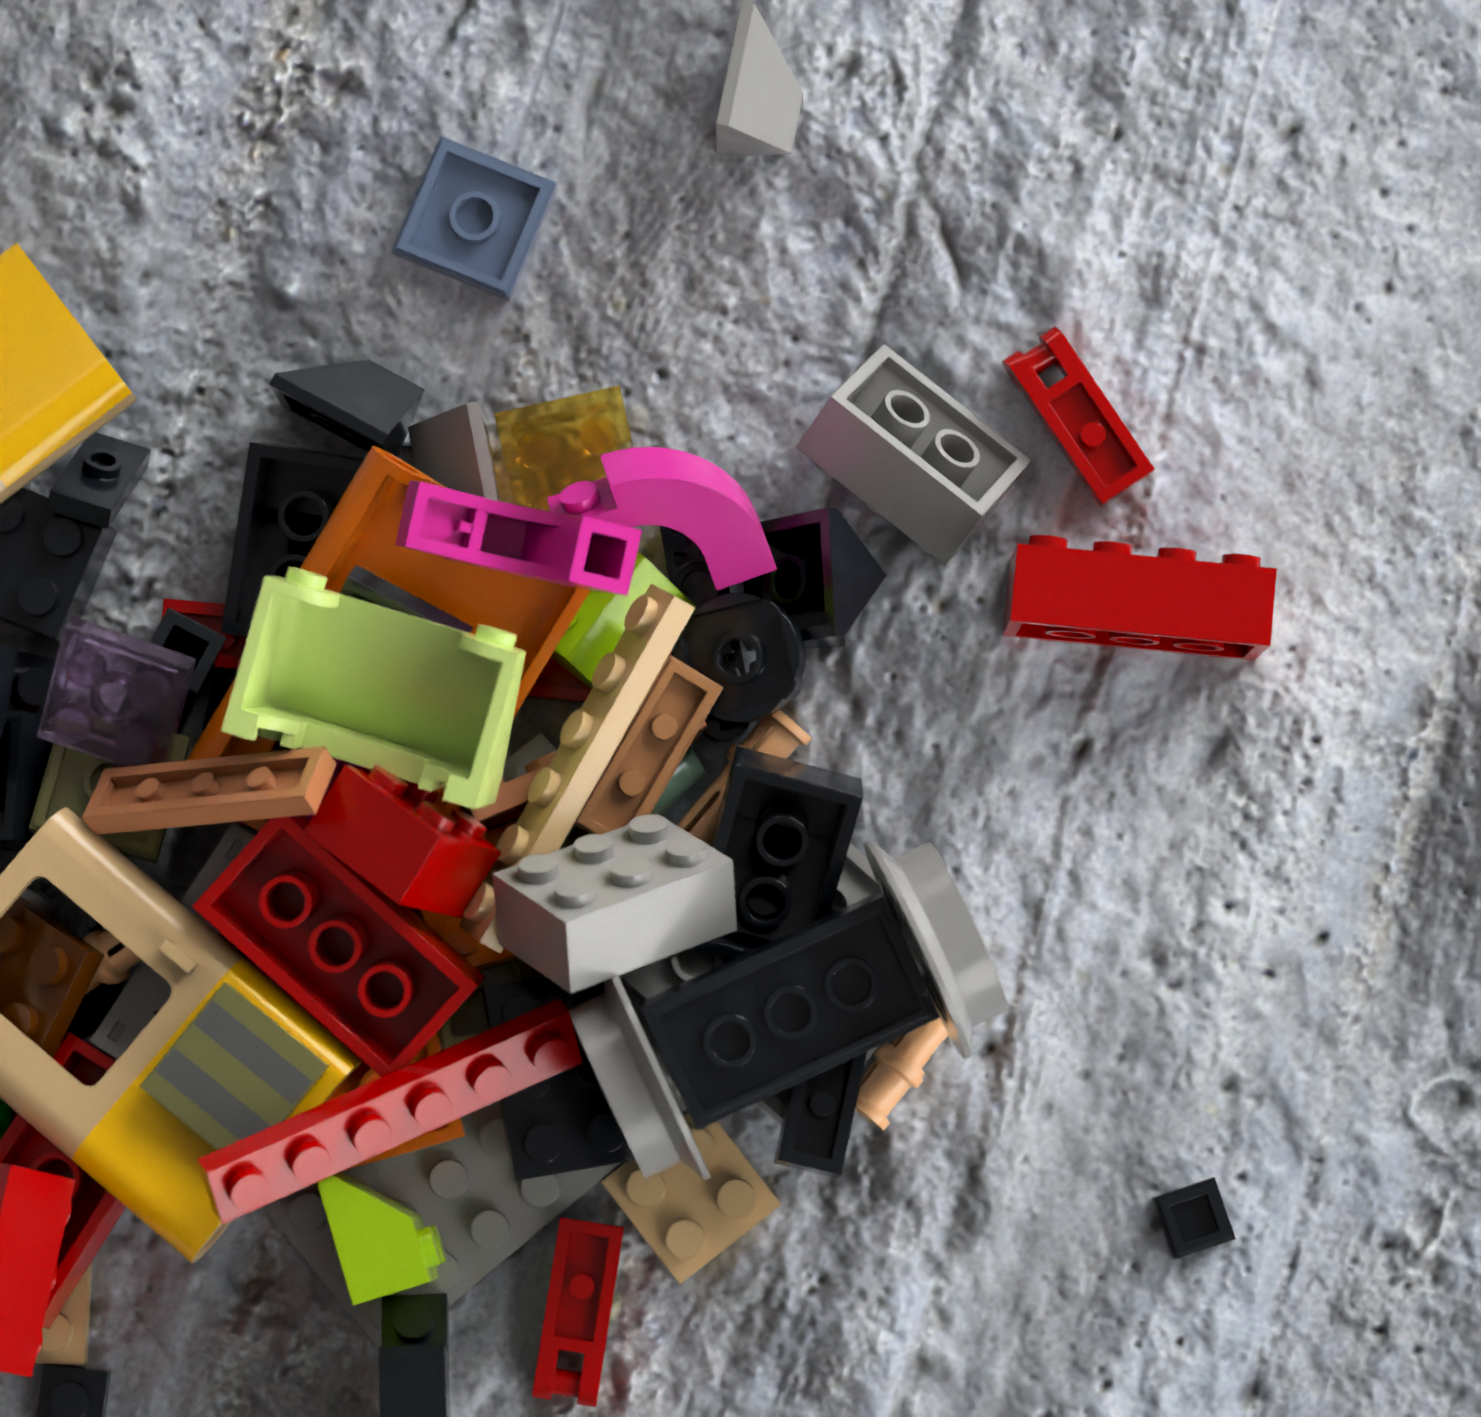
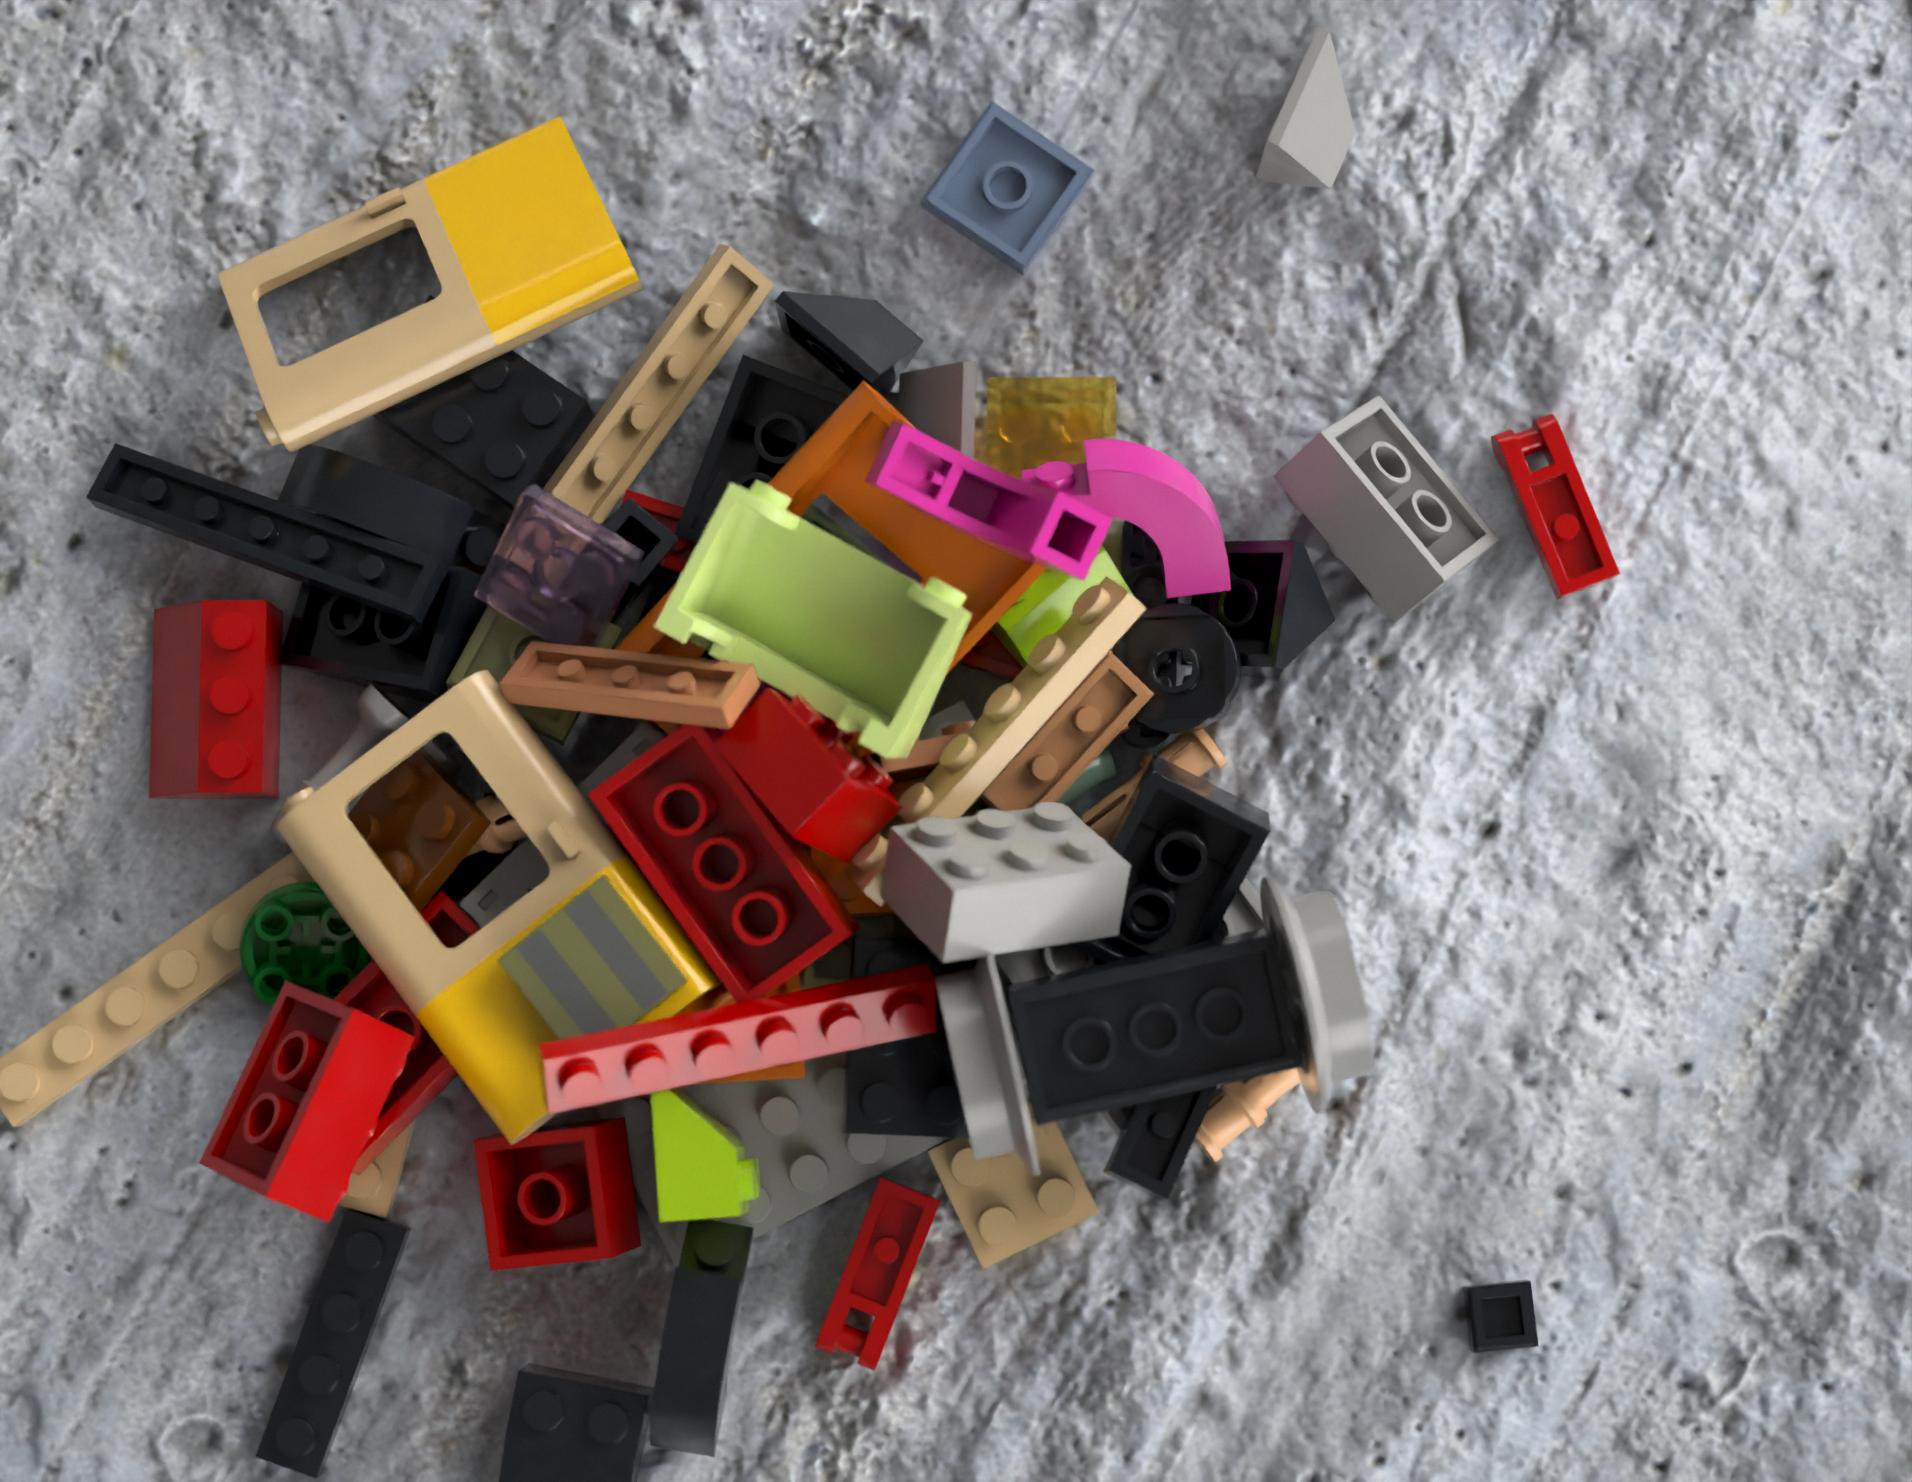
camera: 15 degrees right, 0 degrees up
(98, 480) = (588, 360): black plate -> none
(173, 489) = (660, 384): none -> tan plate
(248, 1303) = (558, 1195): none -> red brick
(1139, 599) = (1580, 697): red brick -> none

